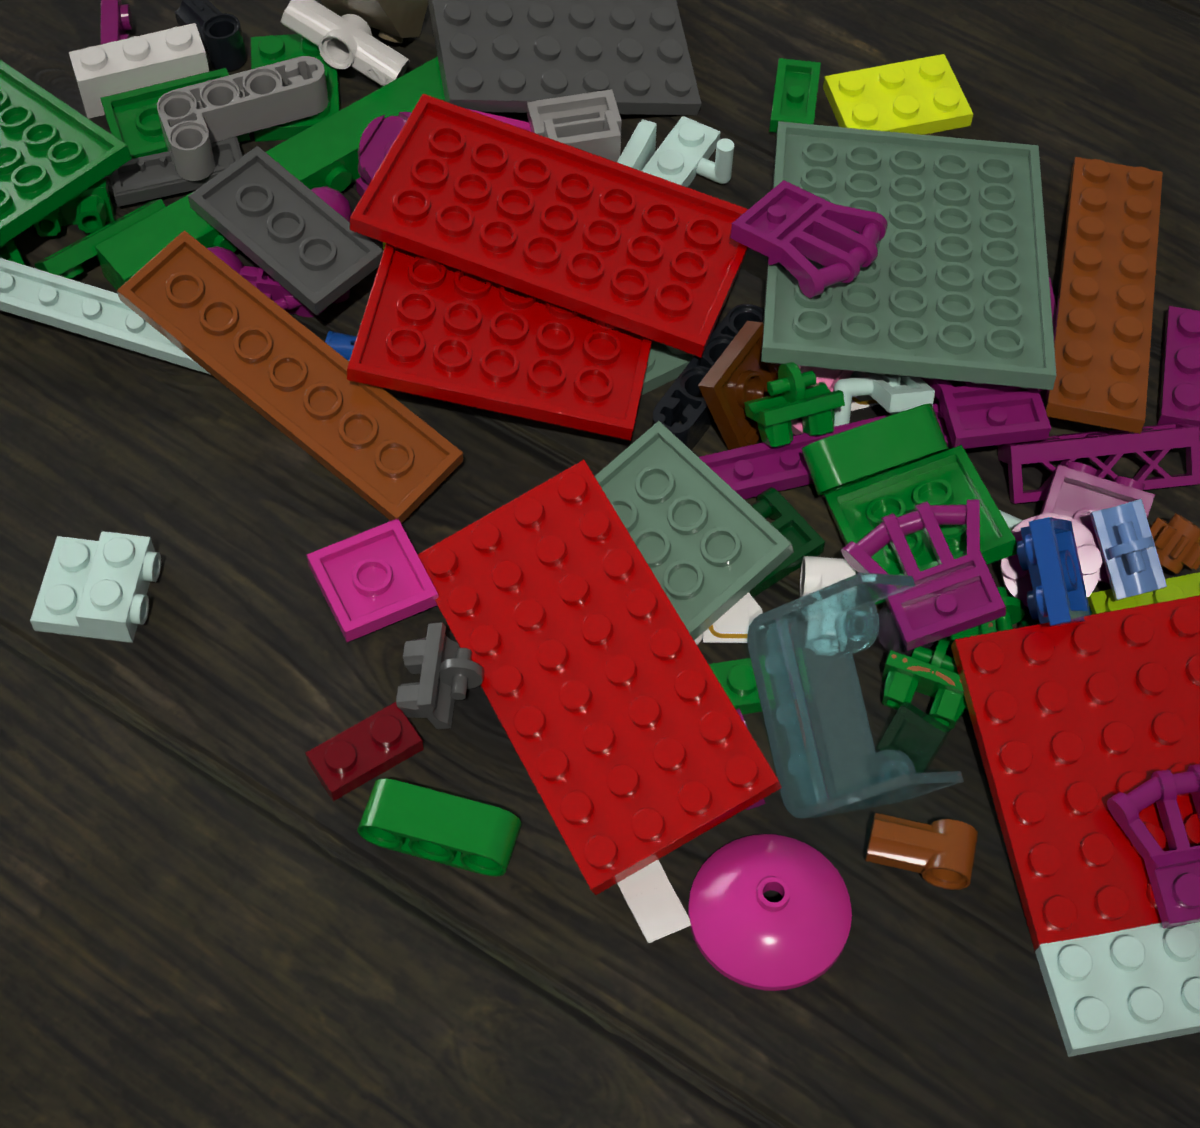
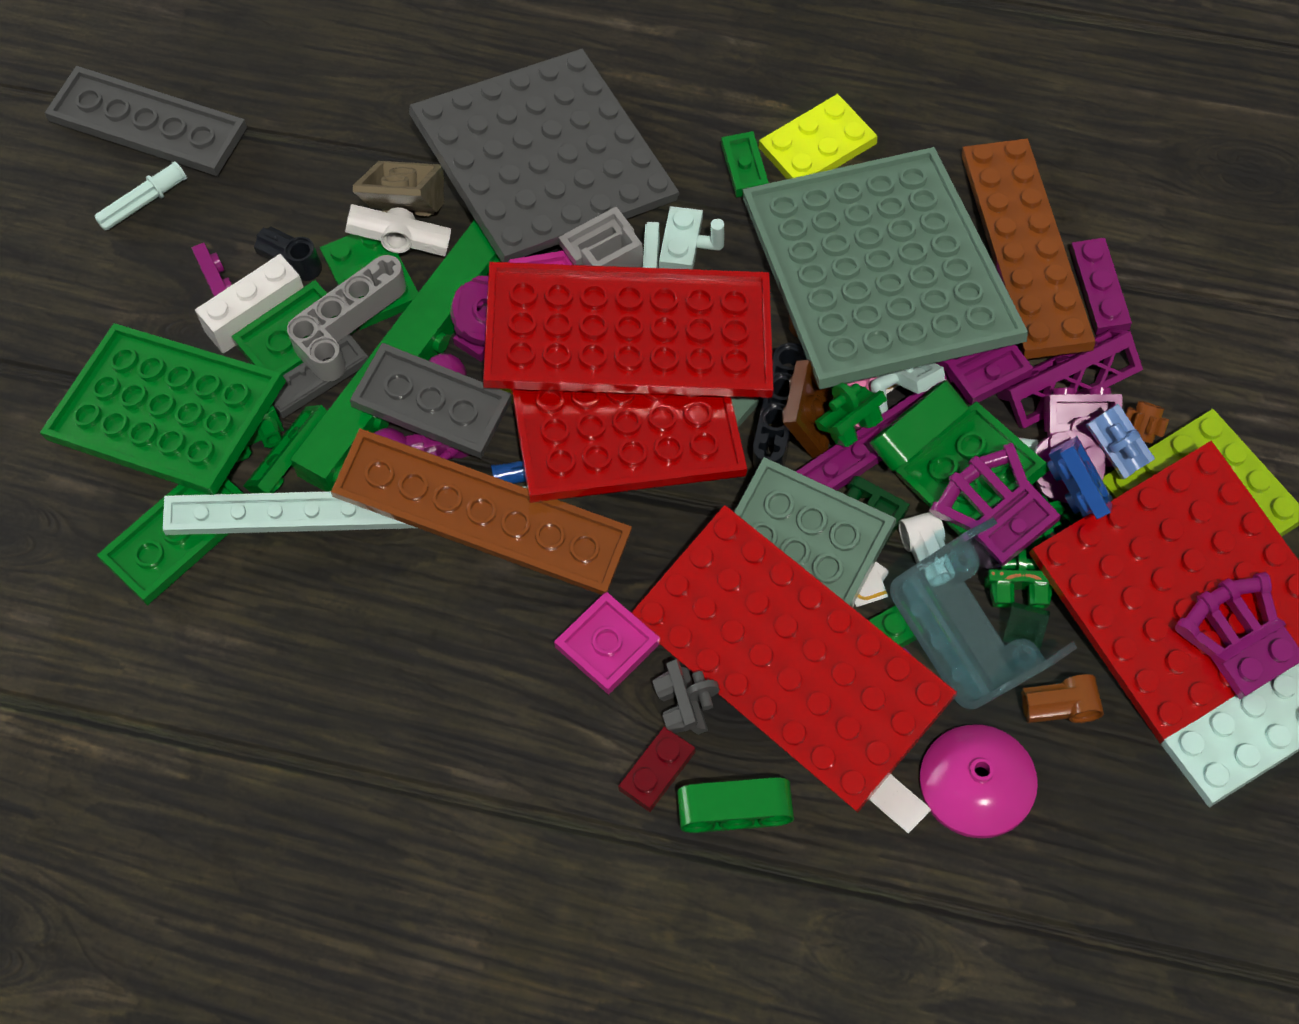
camera: 15 degrees left, 5 degrees up
(97, 587) = (412, 717): light aqua plate -> none
(798, 225) = (791, 284): magenta plate -> none

